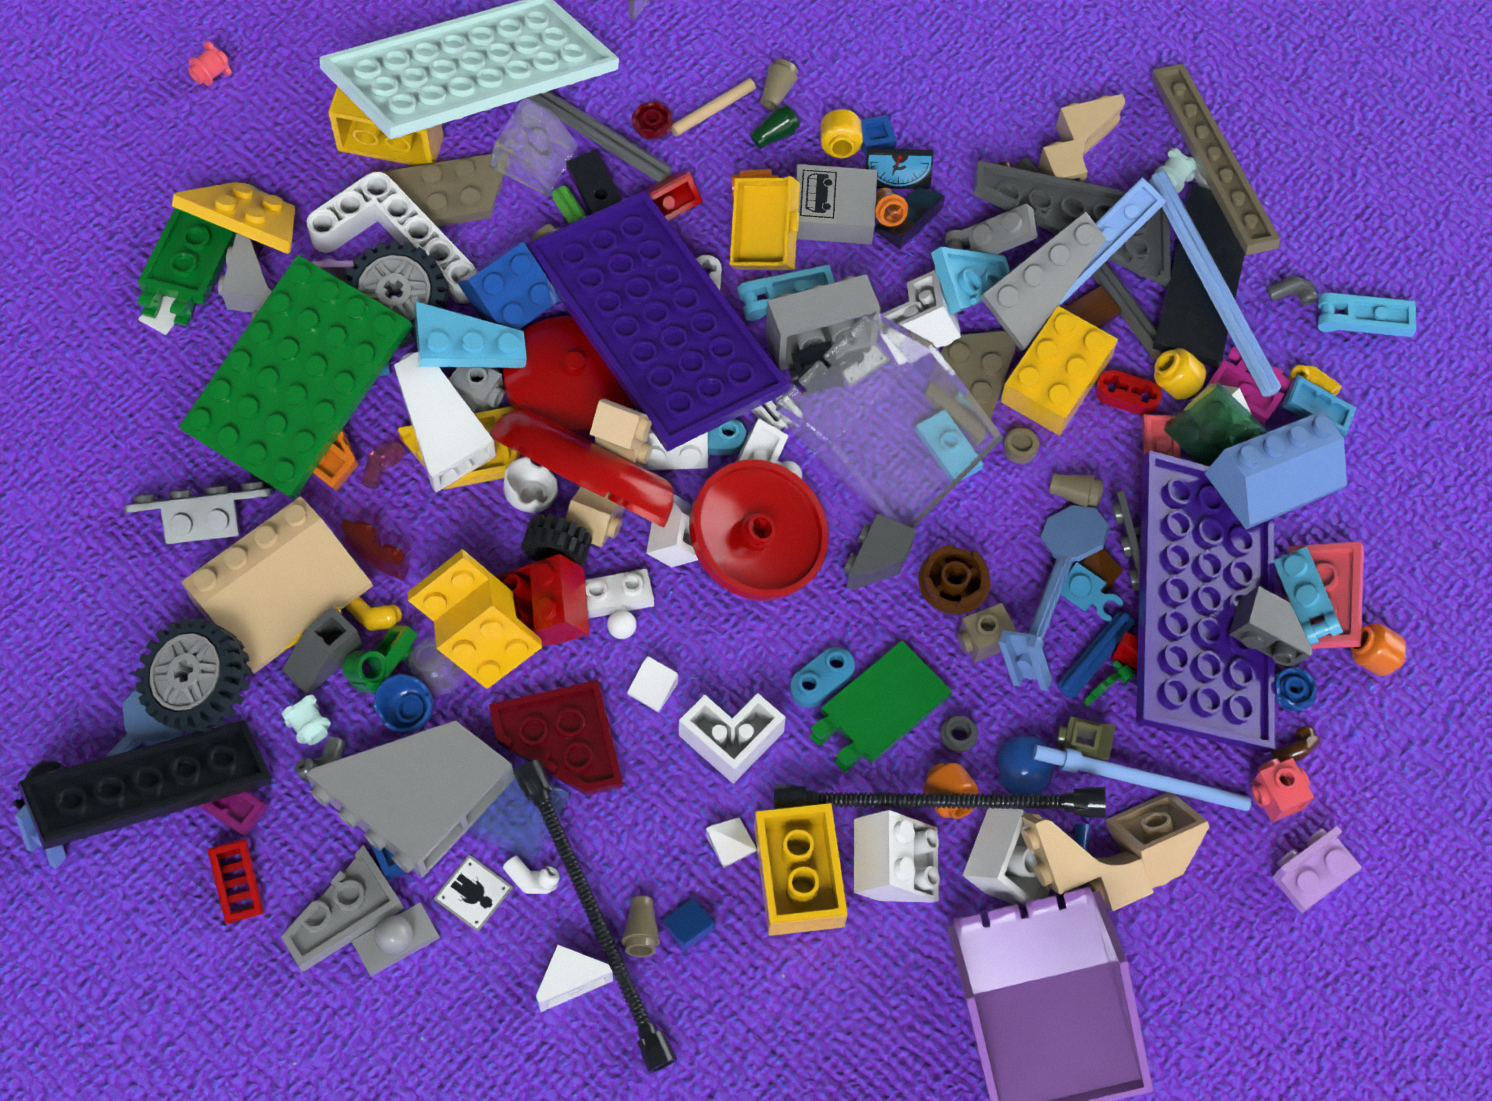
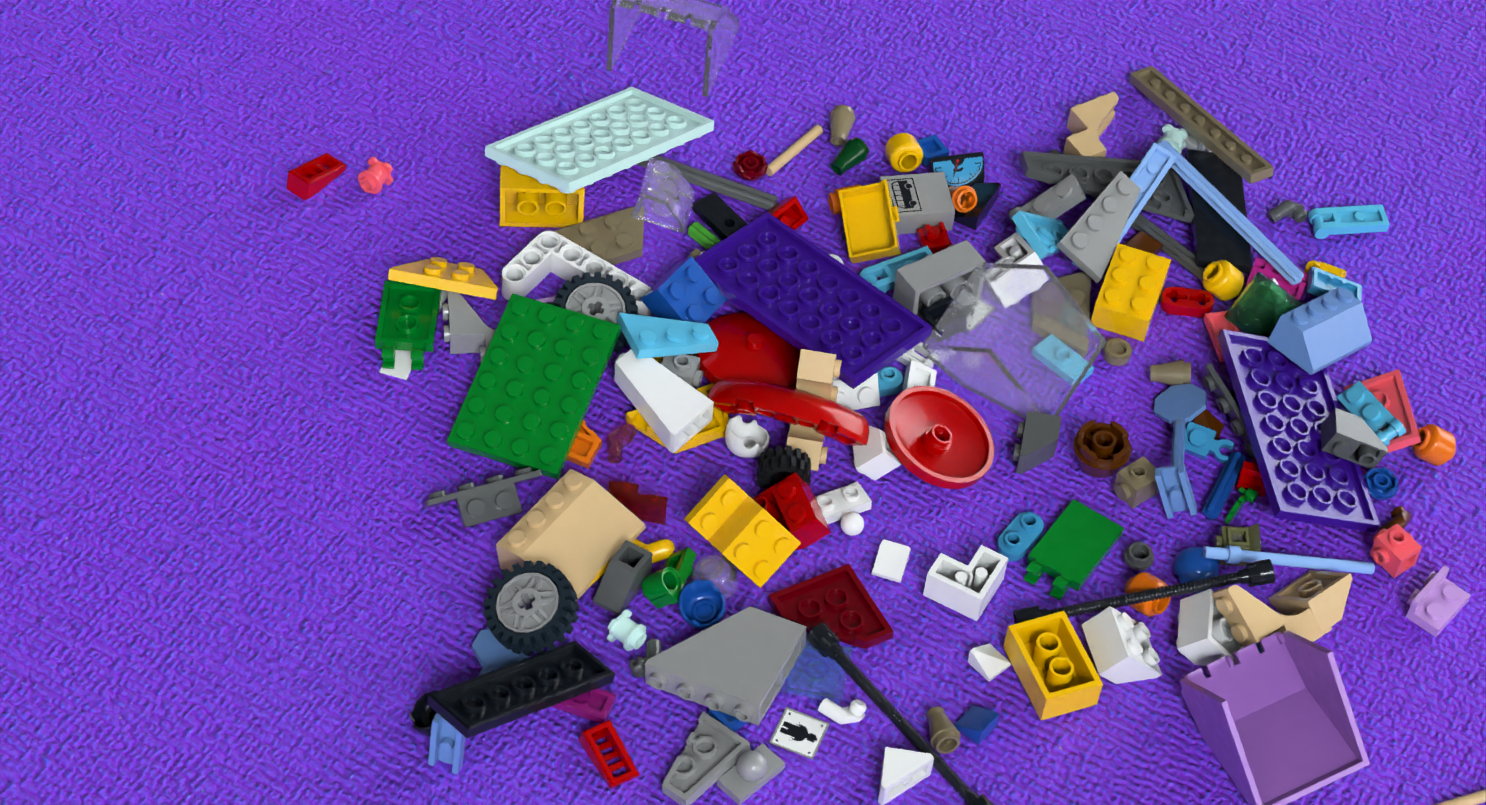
camera: 15 degrees left, 15 degrees down
(130, 64) = (312, 176): none -> red slope
(844, 255) = (933, 237): none -> red tile

